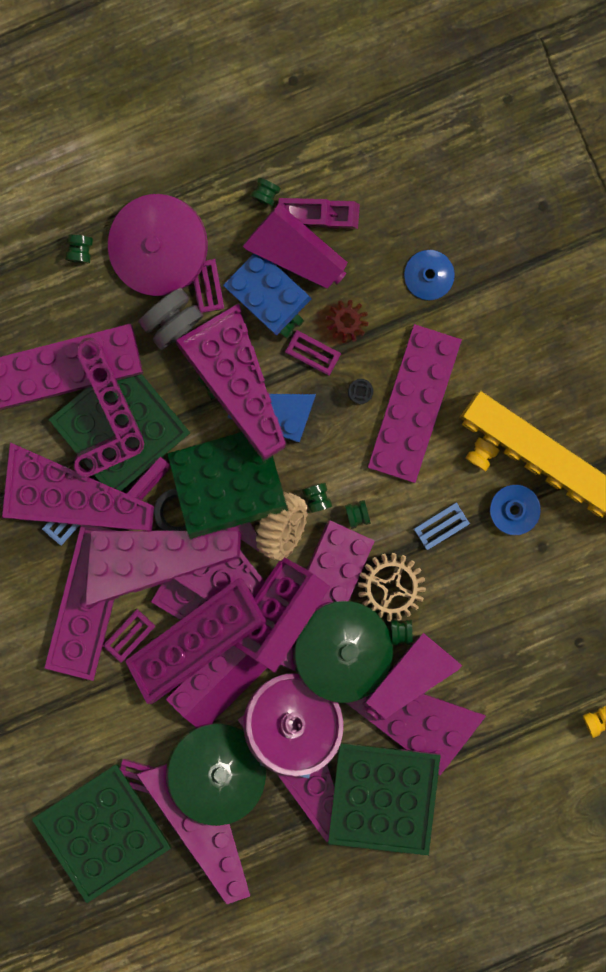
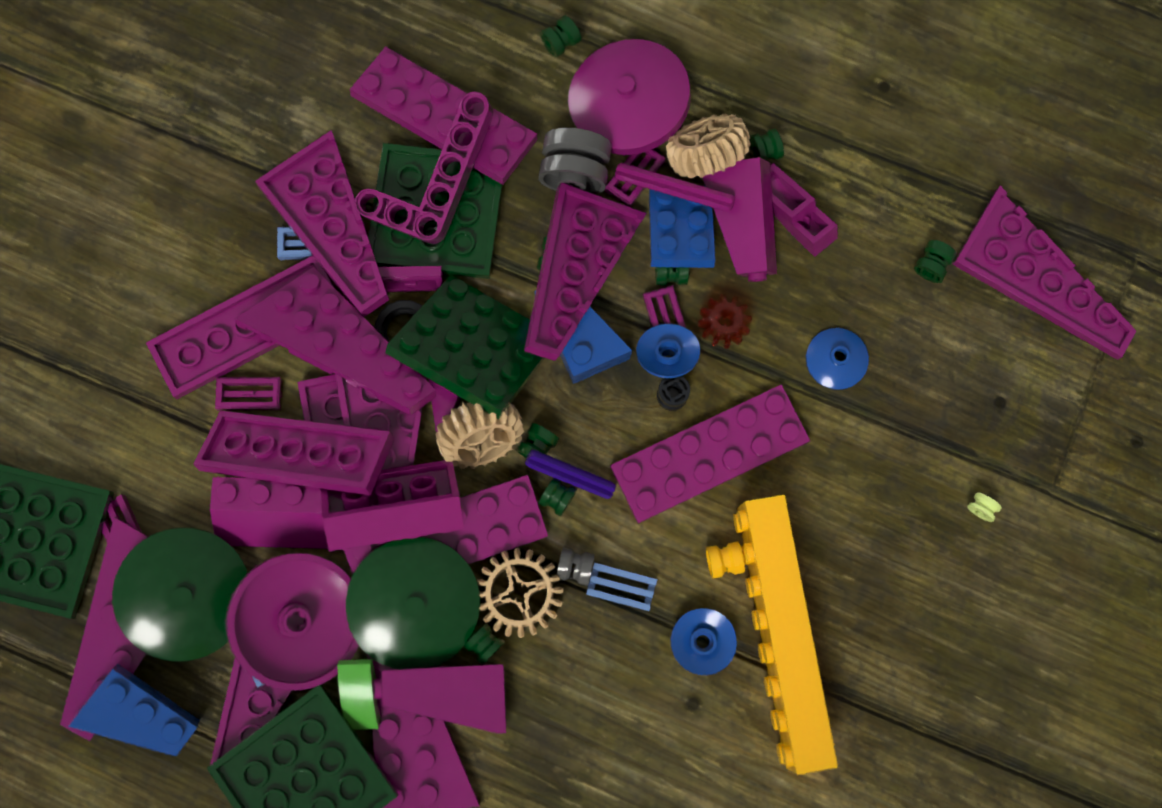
camera: 45 degrees right, 10 degrees down
(235, 230) = (708, 145): none -> tan gear
(241, 275) = (675, 187): none -> magenta axle
(261, 857) = (135, 714): none -> blue wedge
(327, 364) = (664, 341): none -> blue dish
(352, 496) = (570, 474): none -> dark purple axle
(364, 726) = (358, 693): none -> bright green slope
(410, 537) = (582, 569): none -> dark grey wheel
(430, 167) = (936, 259): none -> dark green wheel
(484, 109) = (1034, 271): none -> magenta wing
(592, 278) = (984, 507): none -> yellowish green bush

